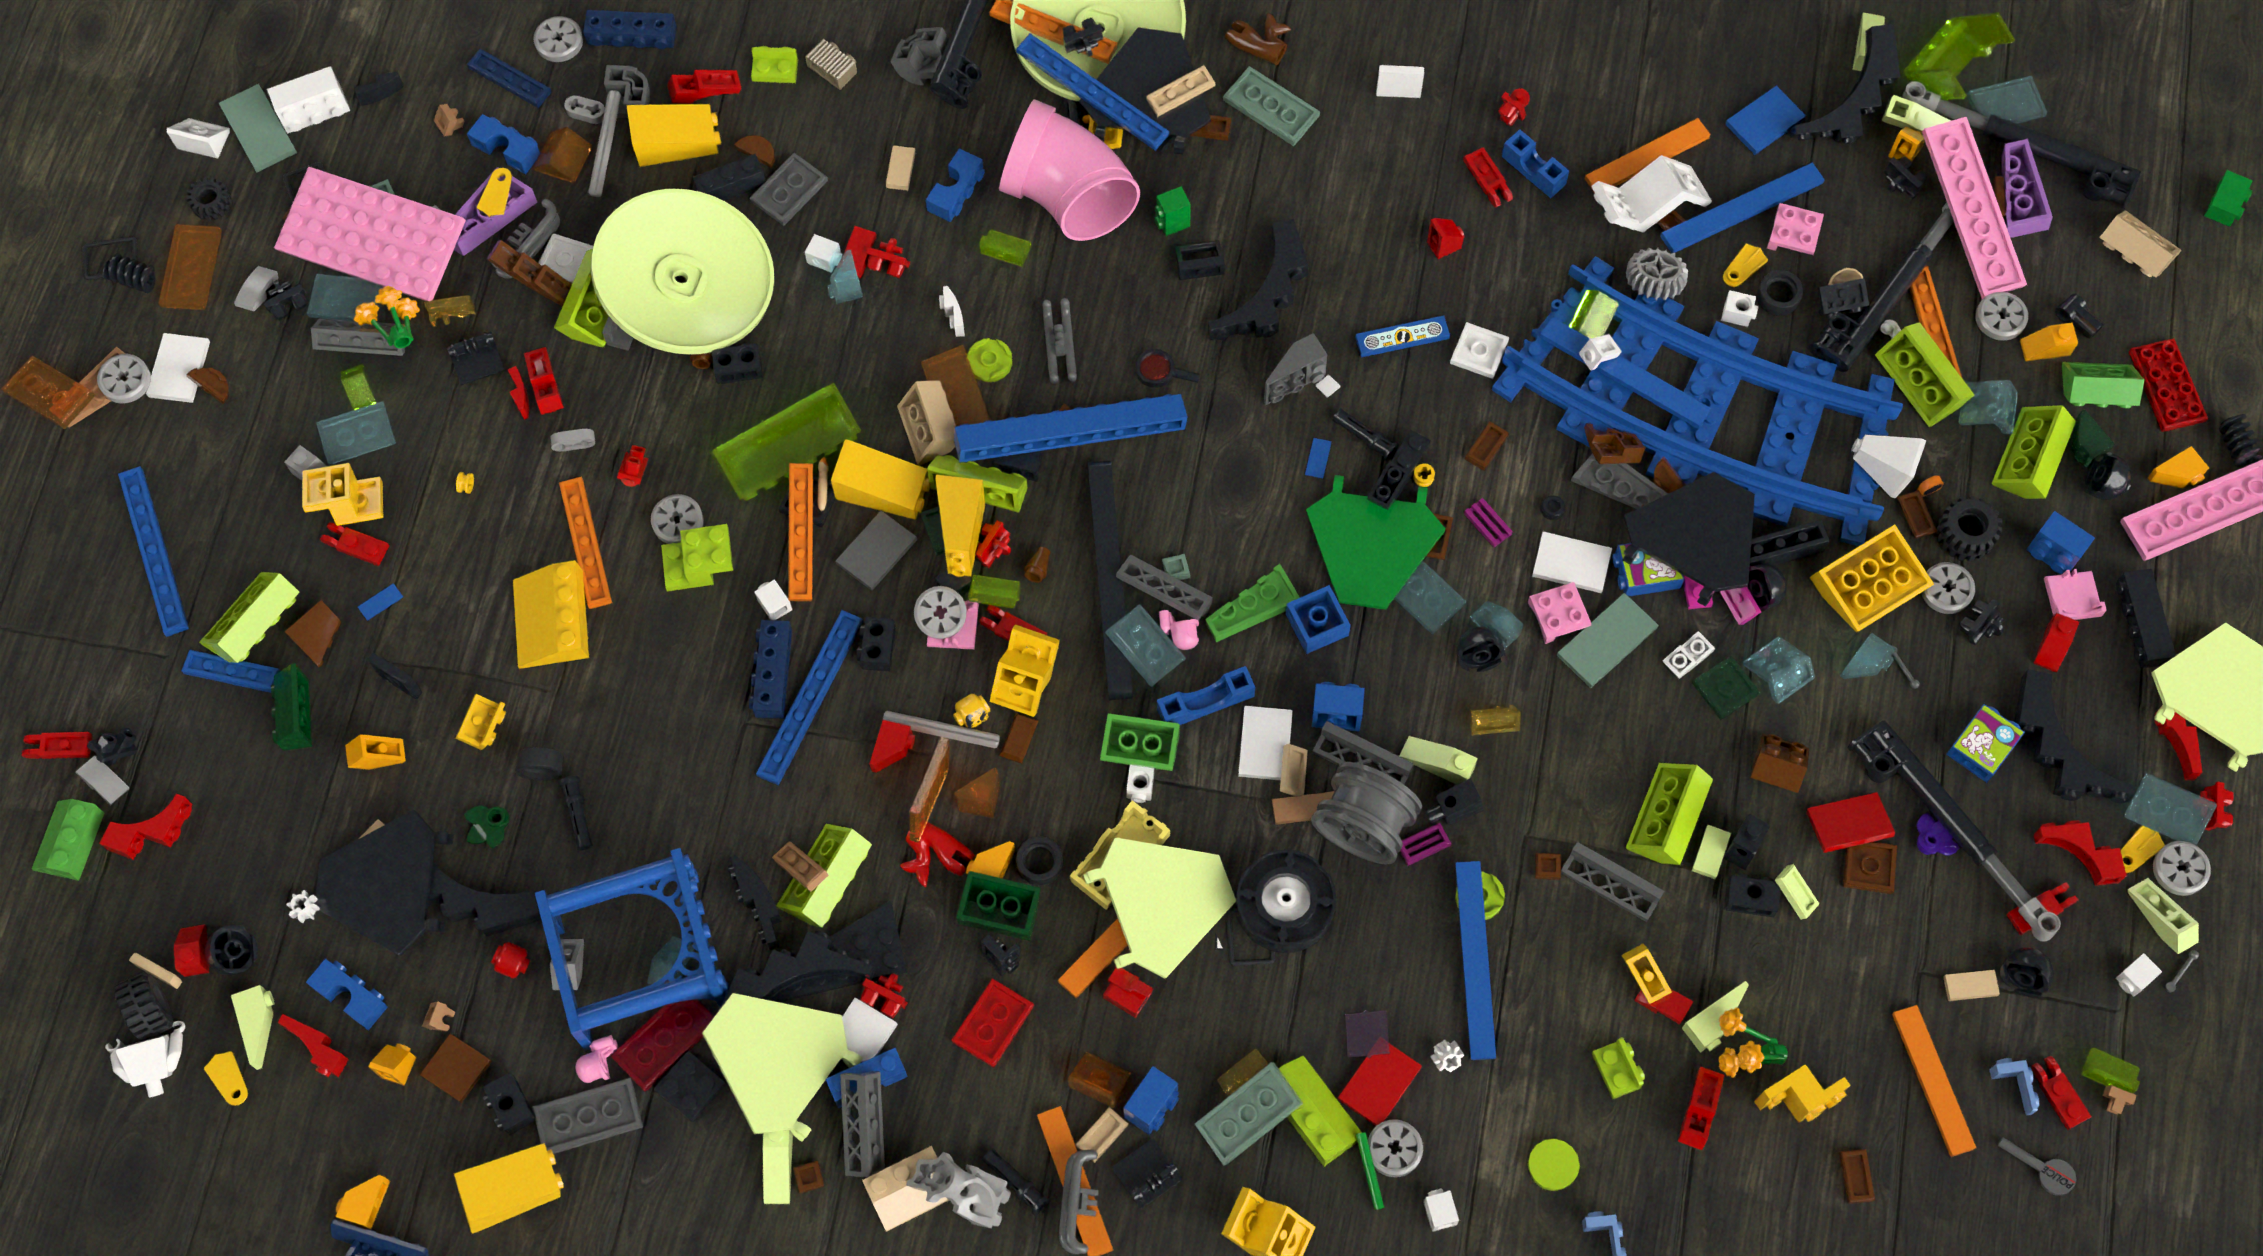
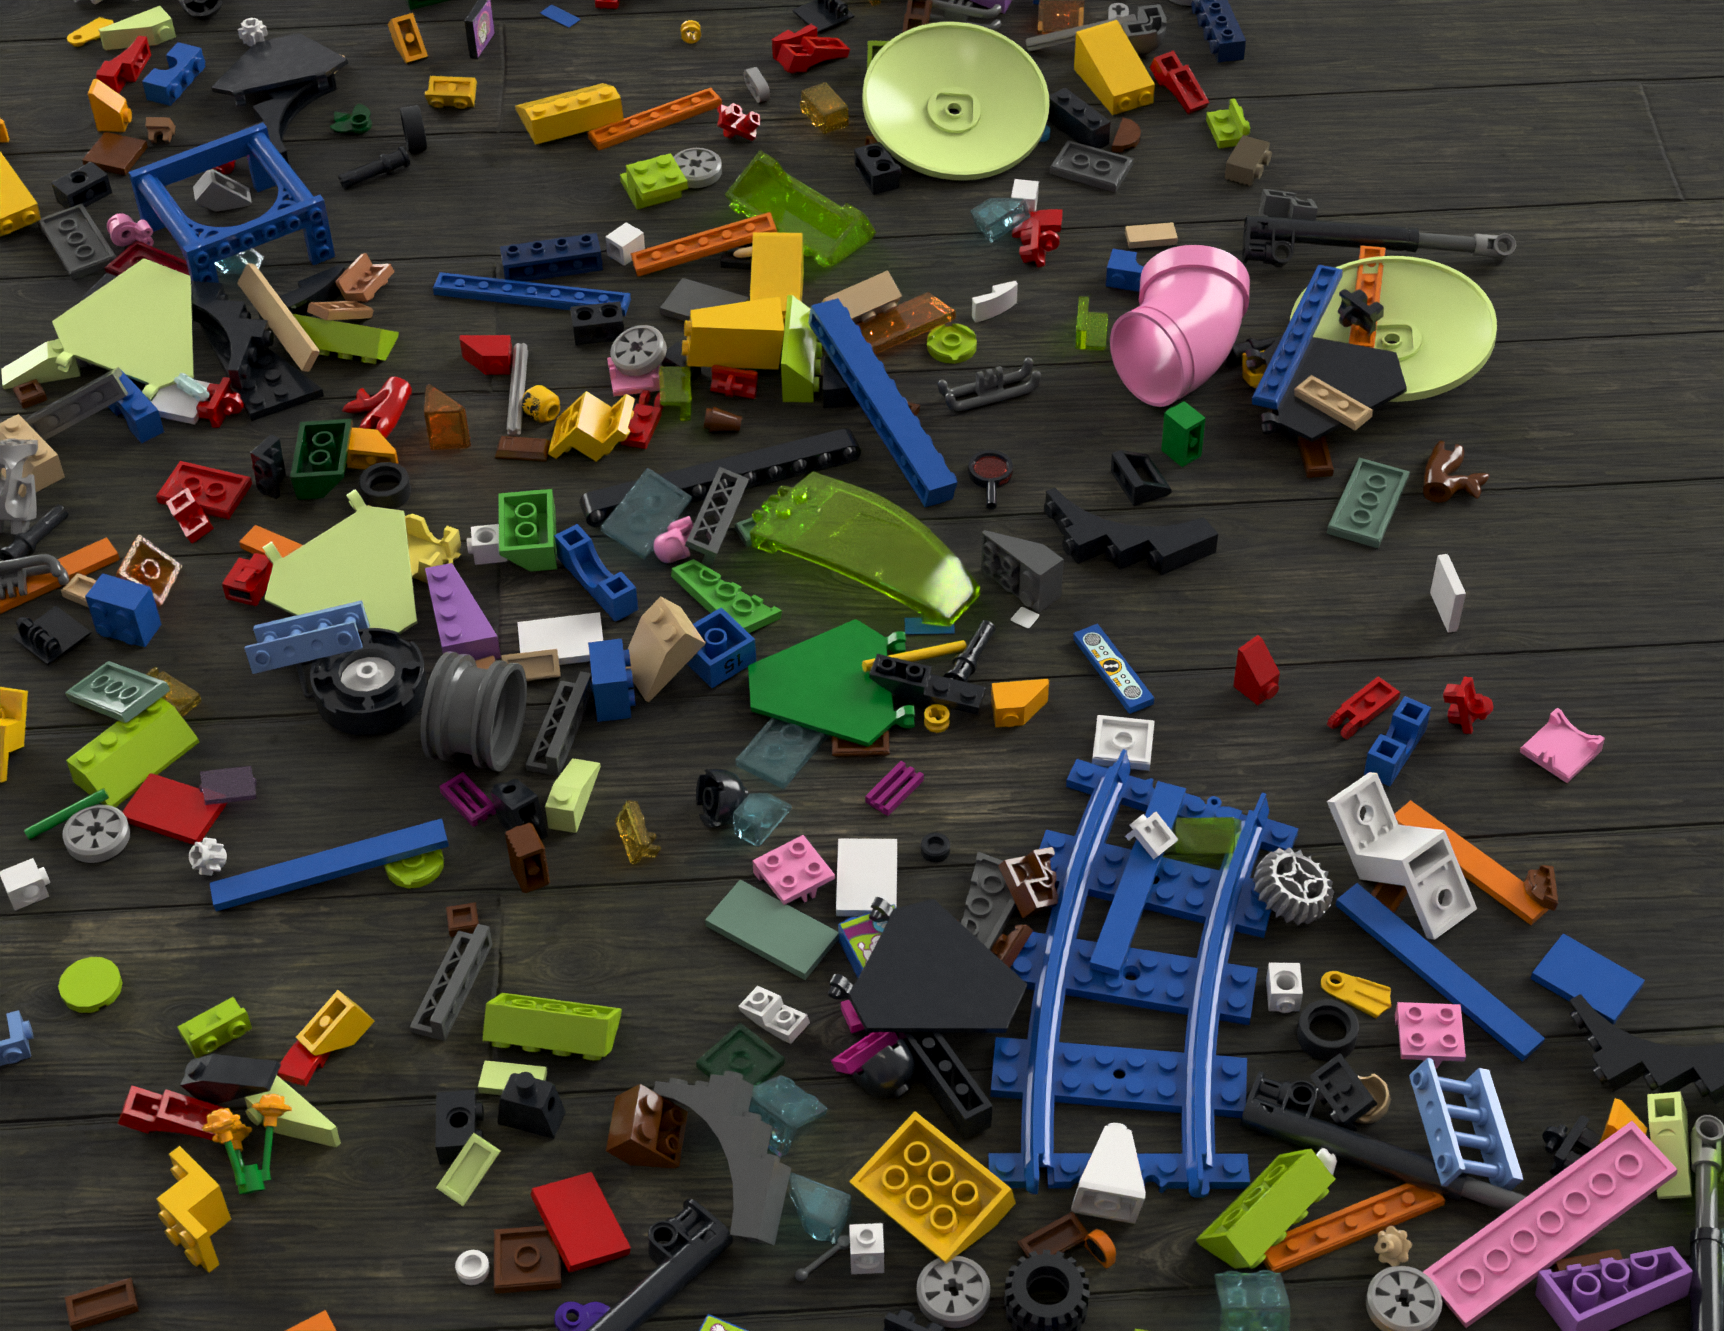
camera: 75 degrees right, 20 degrees down
(631, 388) = (824, 108): none -> clear yellow brick
(749, 841) = (363, 279): none -> nougat bracket
(801, 921) = (279, 317): none -> tan tile
(864, 1016) = (191, 387): none -> light aqua axle
(929, 789) = (419, 366): clear orange tile -> none
(1029, 1036) = (189, 515): none -> red slope
(1210, 944) = (307, 637): none -> medium blue fence
(1227, 820) = (458, 616): none -> medium lavender wedge
(1228, 484) = (867, 542): none -> clear neon green windscreen
(1318, 657) = (661, 646): none -> tan slope
(1359, 474) = (922, 654): none -> yellow bar
(1427, 413) = (1018, 701): none -> light orange slope
(1486, 446) = (997, 771): reddish brown tile -> none
(1512, 802) = (527, 857): none -> reddish brown brick
(1558, 61) = (1562, 747): none -> bright pink piece
(1685, 118) = (1541, 886): none -> reddish brown tile
(1690, 1052) = (228, 1078): none -> black slope
(1815, 692) = (756, 1176): none -> dark grey arch
(1870, 905) = (472, 1267): none -> white tile
(1885, 220) = (1487, 1119): none -> medium blue fence
(1909, 634) = (866, 1248): none -> white brick
(1961, 308) = (1393, 1246): none -> tan plant

